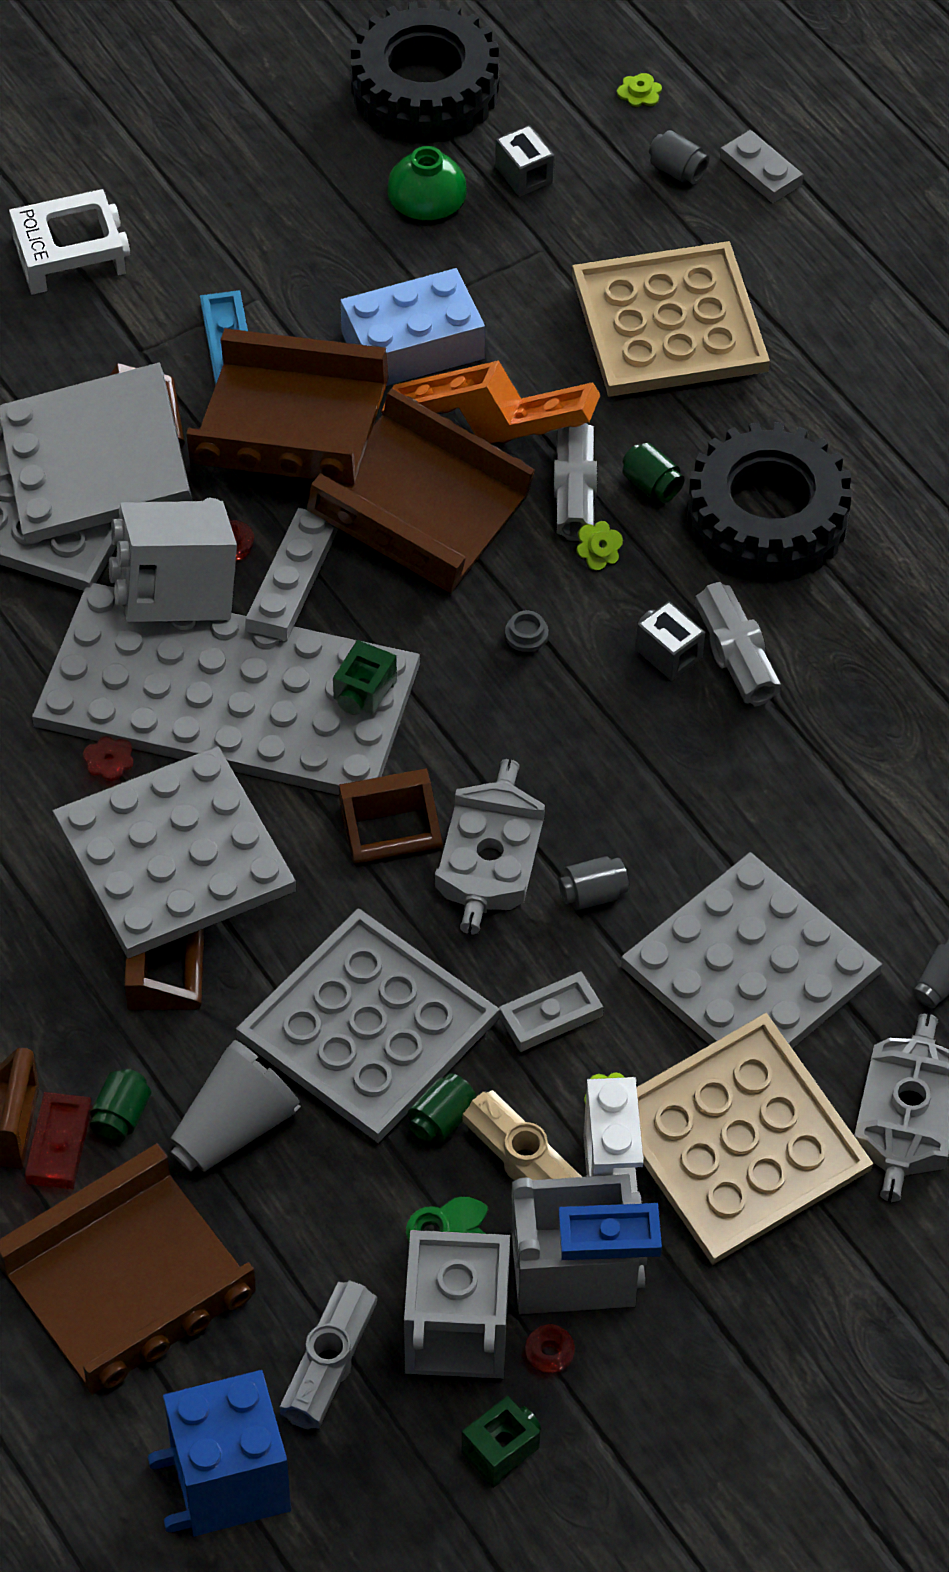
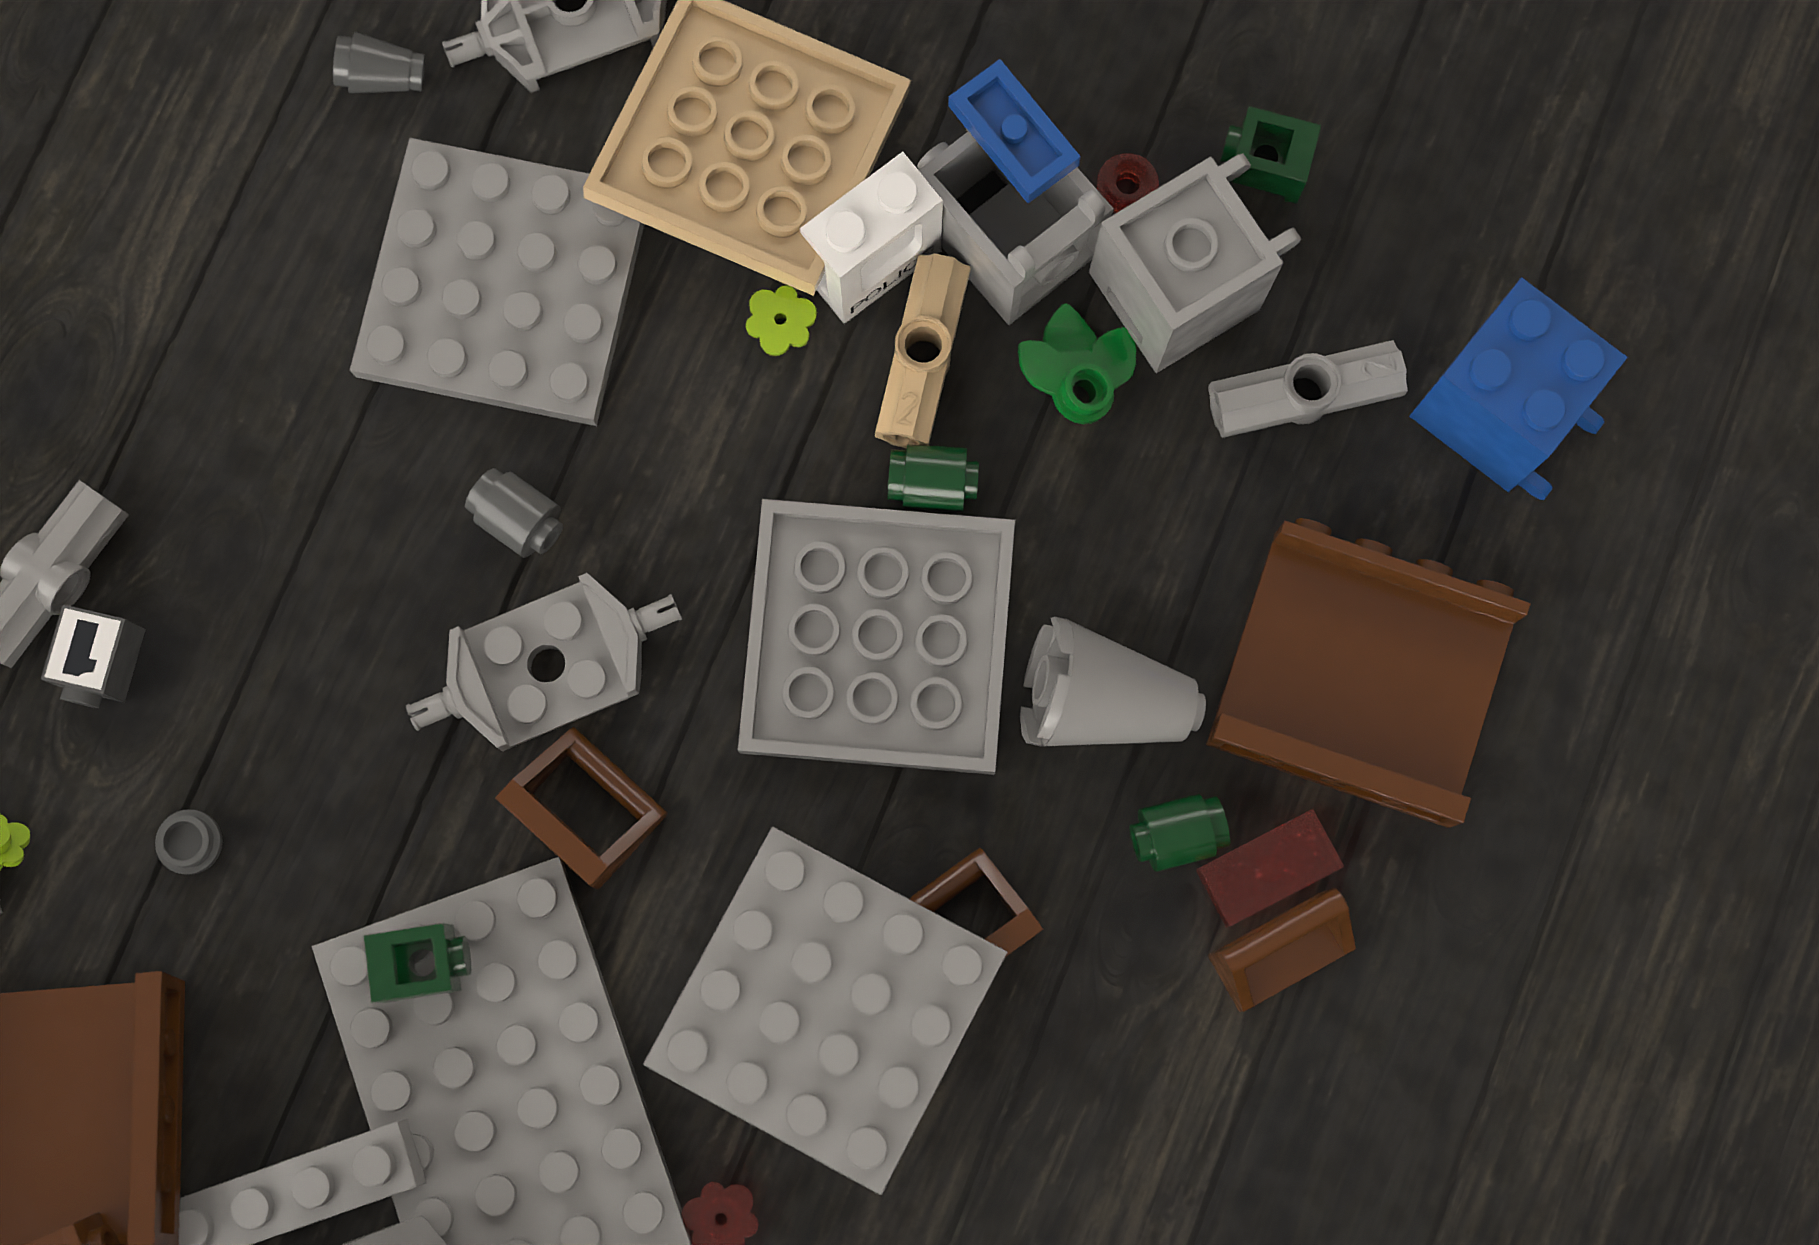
camera: 125 degrees left, 25 degrees up
(550, 1011) = (720, 448): light grey plate -> none

